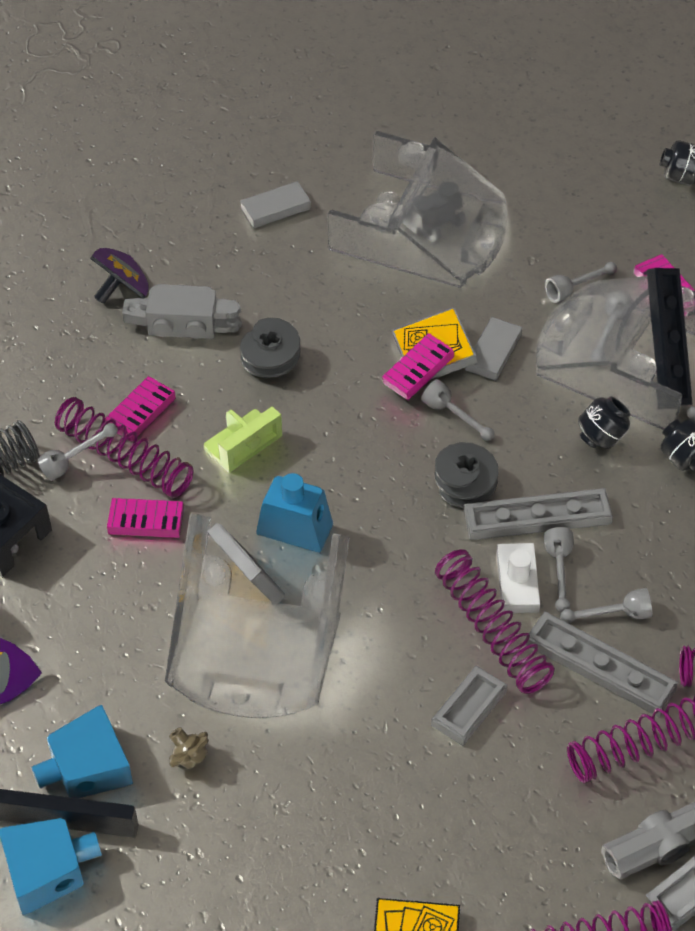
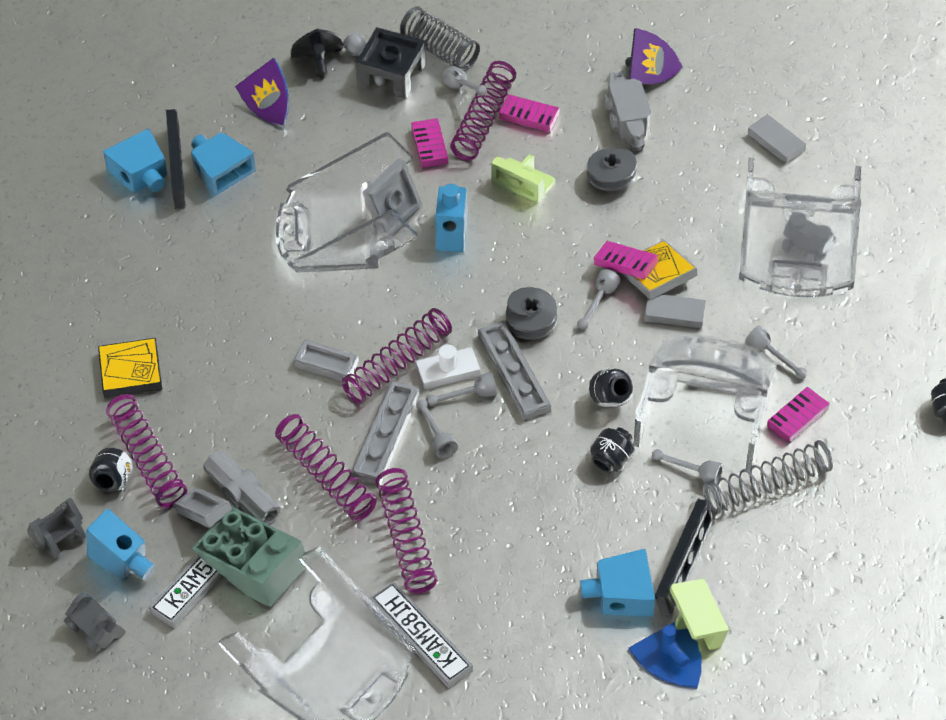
camera: 75 degrees right, 0 degrees up
(188, 748) = (240, 212): dark tan plant -> none
(669, 331) = (704, 404): black tile -> none

